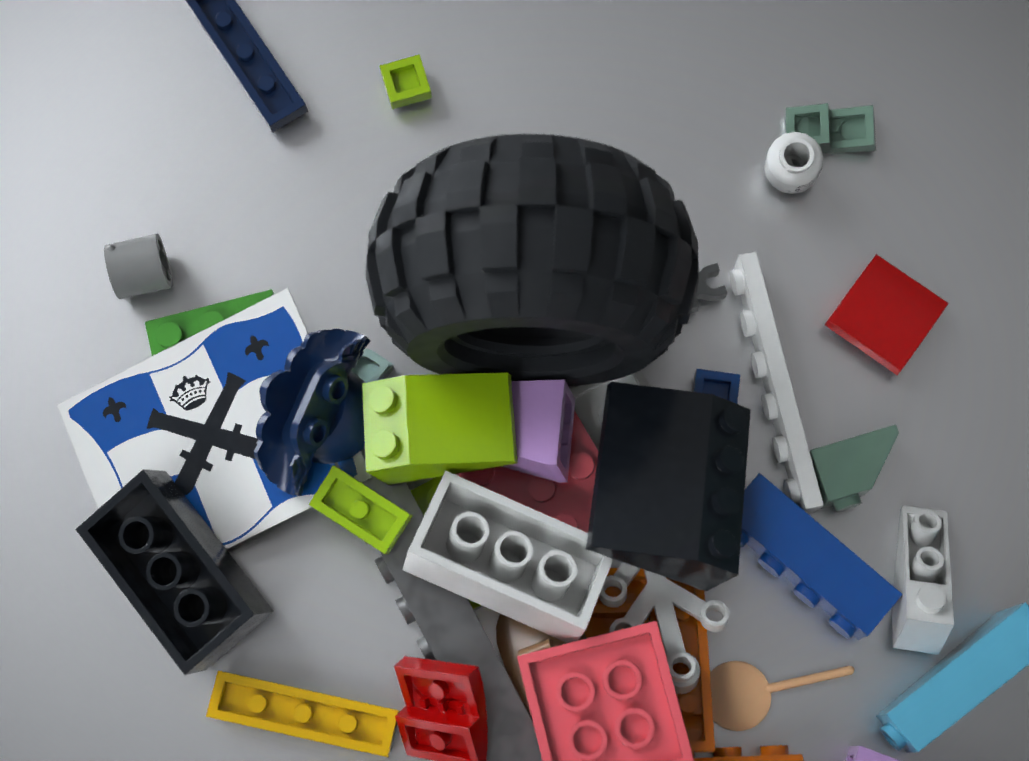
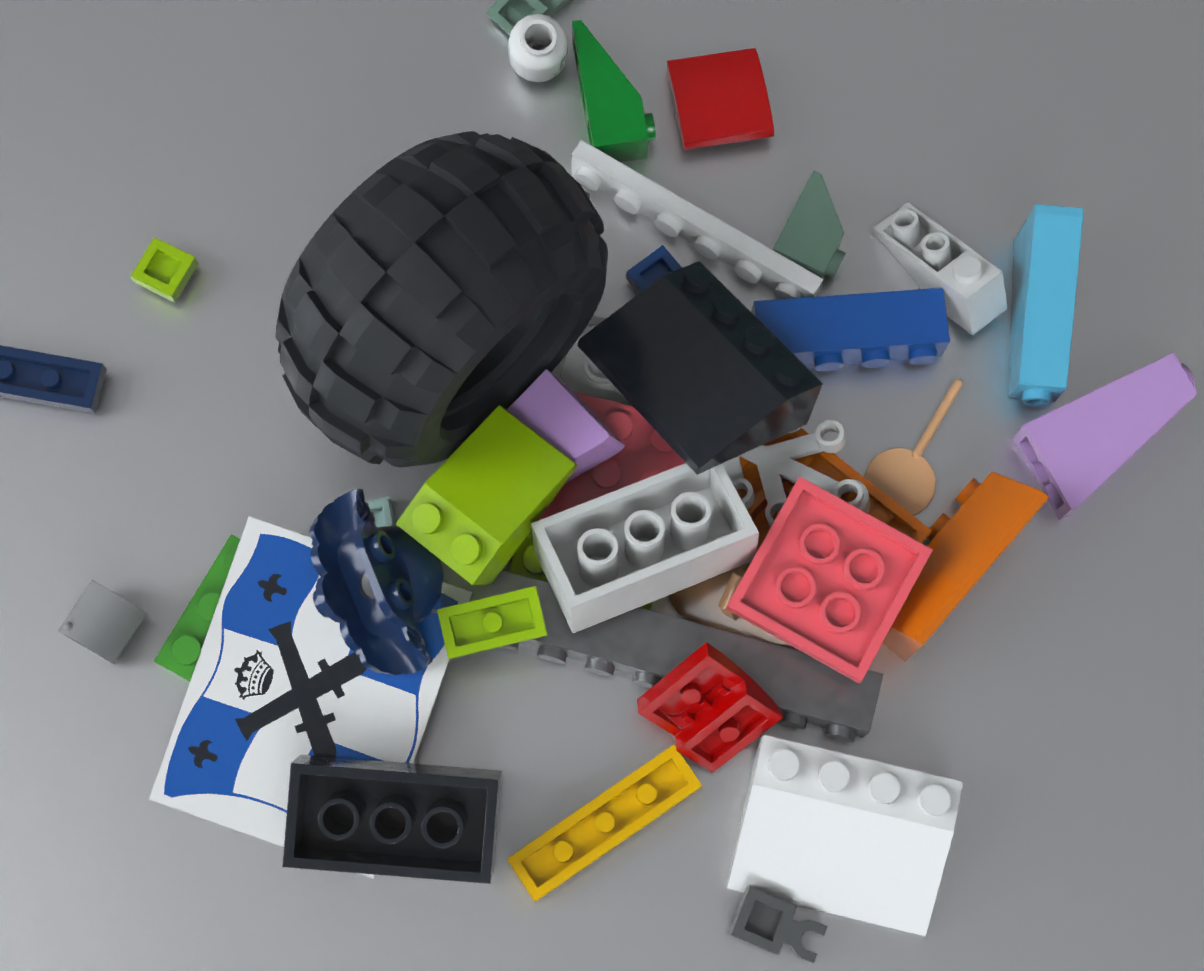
camera: 50 degrees left, 0 degrees up
(803, 249) = (610, 101): none -> green slope

